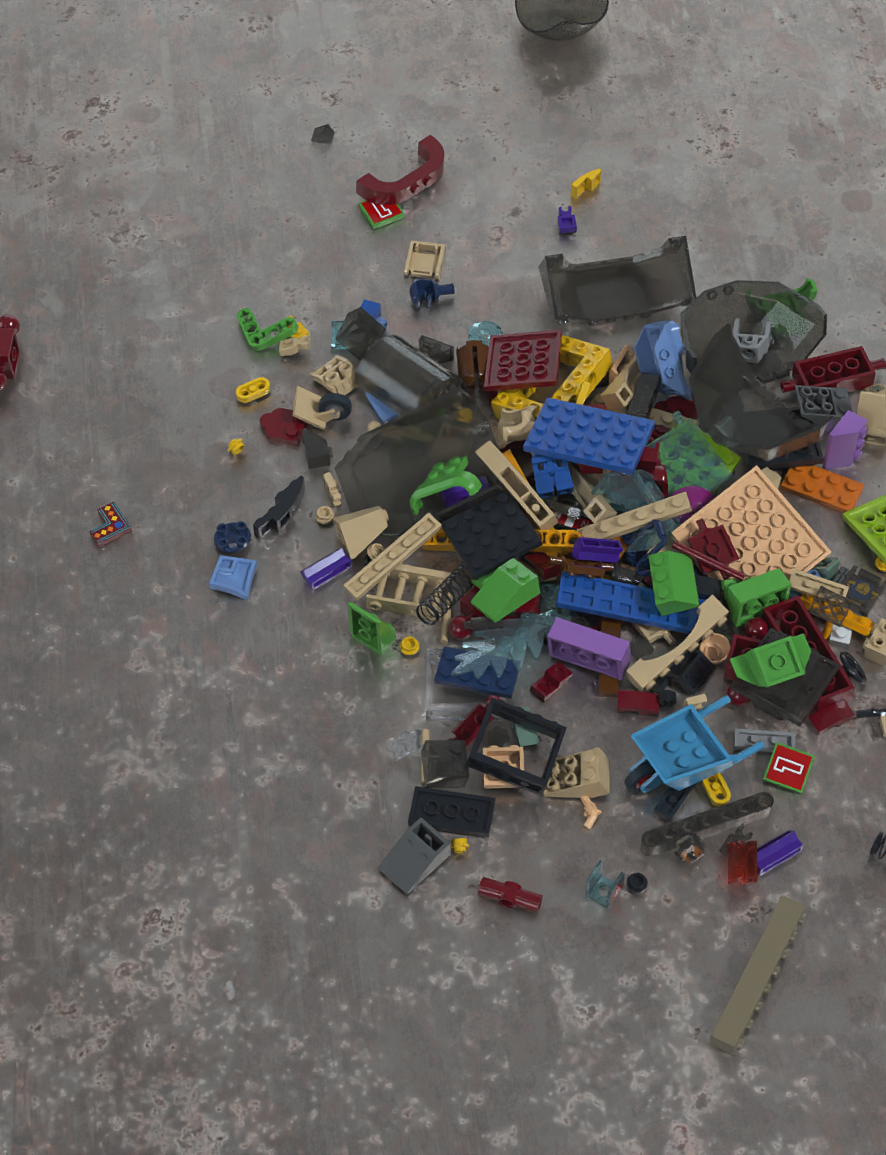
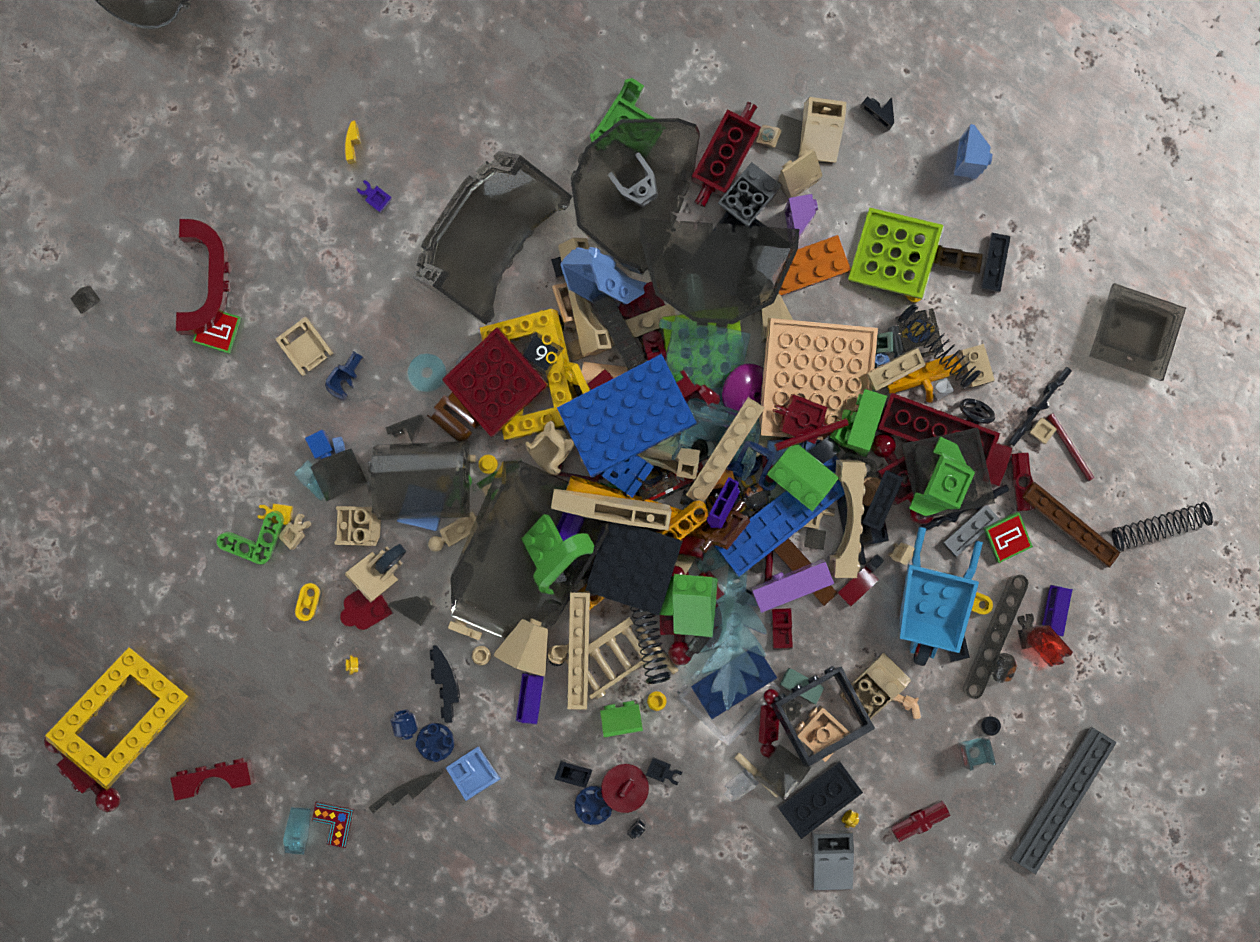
camera: 50 degrees left, 30 degrees up
(52, 421) = (236, 775): none -> dark red arch
(54, 358) = (109, 769): none -> yellow brick
(80, 505) = (297, 831): none -> clear light blue slope
(186, 547) = (412, 787): none -> clear smoke slope
(225, 507) = (404, 724): none -> dark blue head
(288, 668) = (591, 806): none -> dark blue dish
(298, 631) = (573, 773): none -> black slope
(300, 705) = (637, 828): none -> black plate
(323, 677) = (625, 788): none -> dark red shield
(361, 690) = (660, 770): none -> black plate
(569, 365) = (536, 353): none -> piece
(637, 985) = (1063, 800): none -> dark grey plate
(717, 651) = (883, 500): none -> black plate
(757, 975) = (1131, 715): dark tan brick -> none
(775, 721) = (953, 517): none -> black piece
(823, 615) = (933, 374): clear smoke window -> none
(832, 750) = (1021, 468): none -> dark red piece
(848, 801) = (1071, 524): none -> reddish brown tile
(868, 623) = (906, 314): none -> black piece

